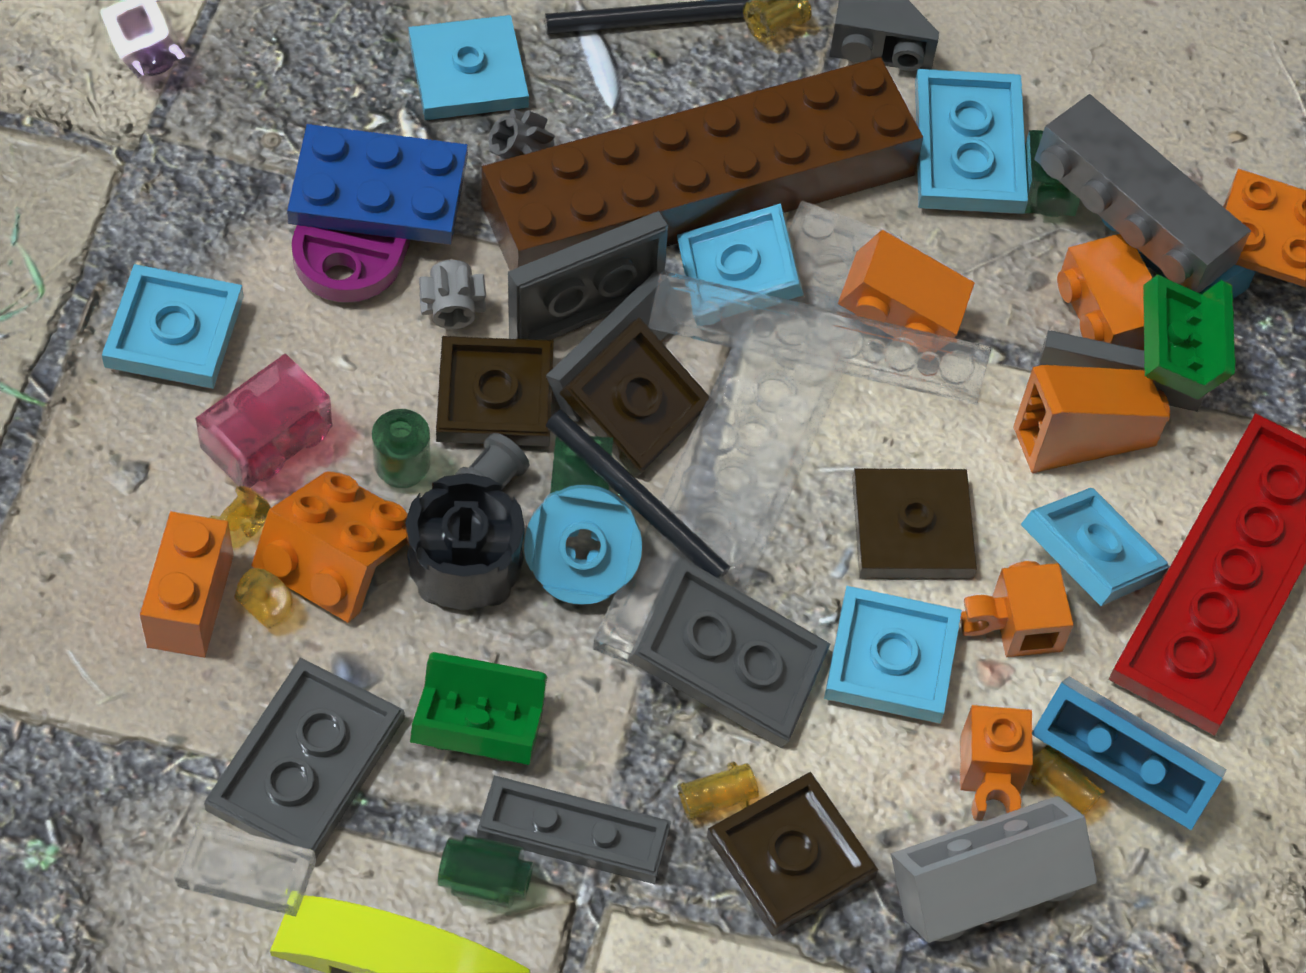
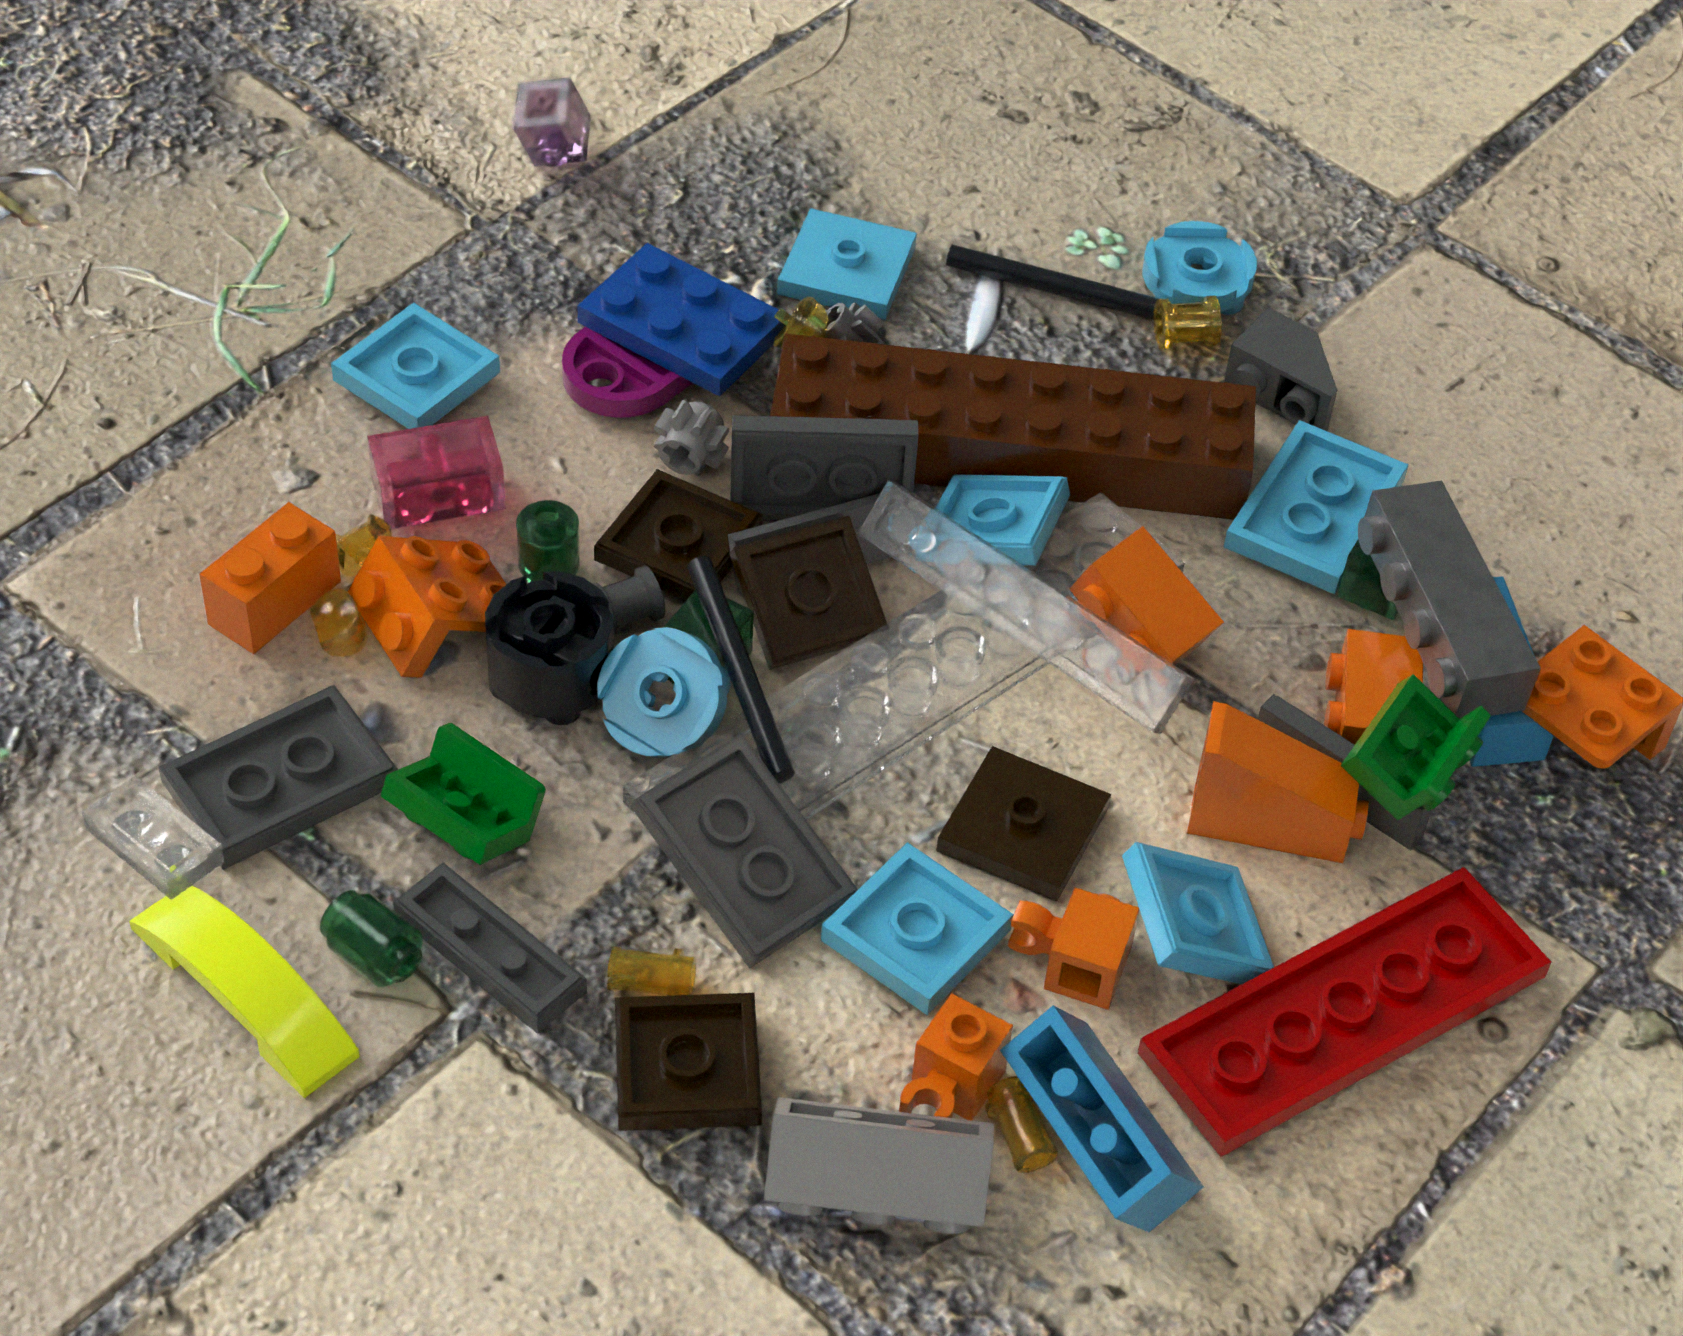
camera: 30 degrees right, 10 degrees down
(488, 147) = (807, 319): none -> clear yellow piece

